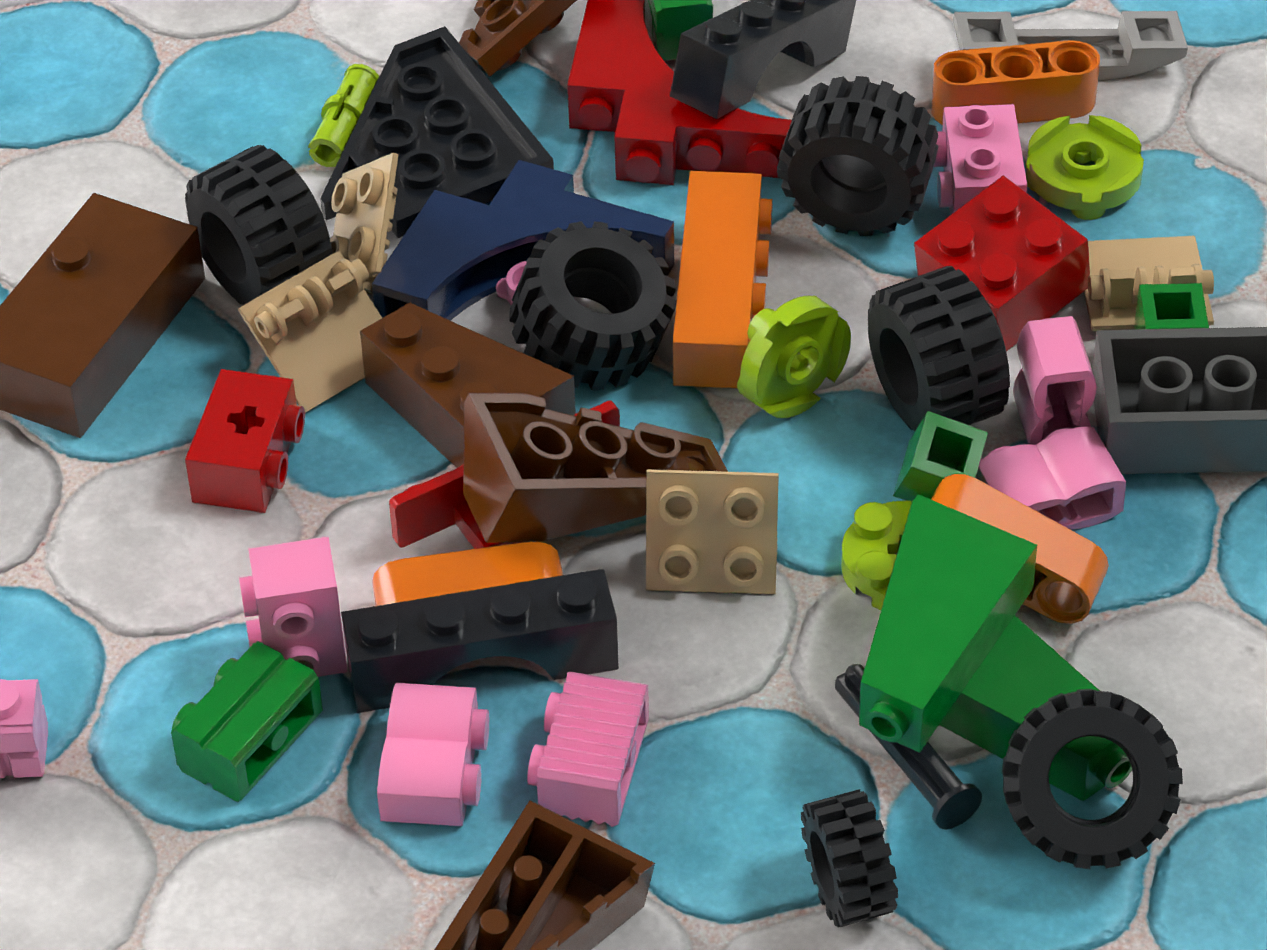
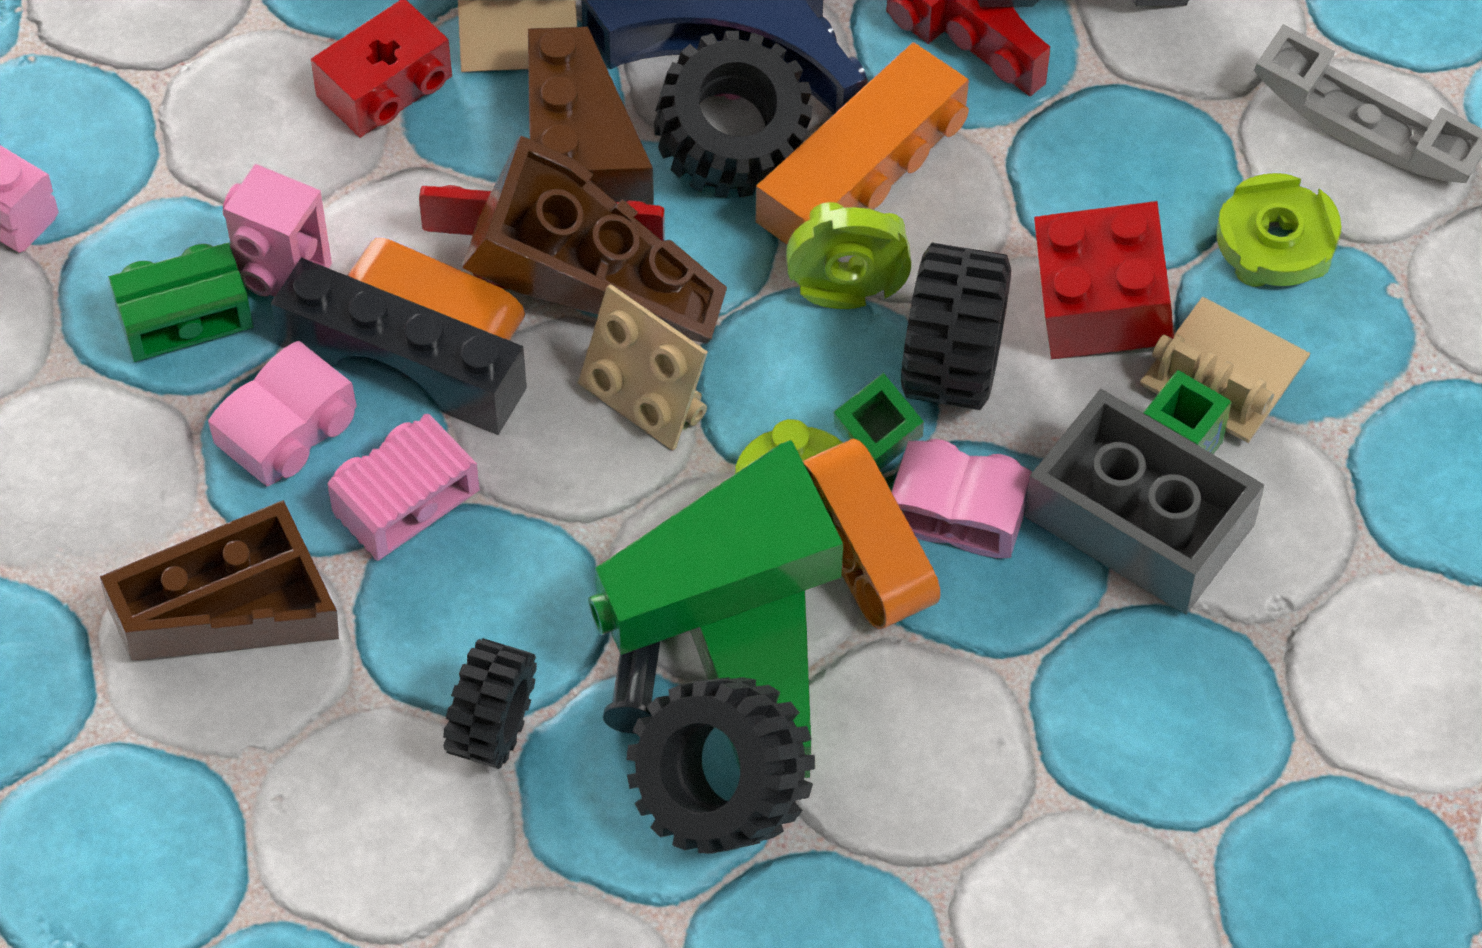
camera: 35 degrees right, 10 degrees up
(858, 156) = (1062, 110): black tyre -> none
(976, 150) = (1188, 174): bright pink brick -> none
(1037, 78) = (1286, 121): orange beam -> none
(1055, 378) = (1030, 408): bright pink brick -> none

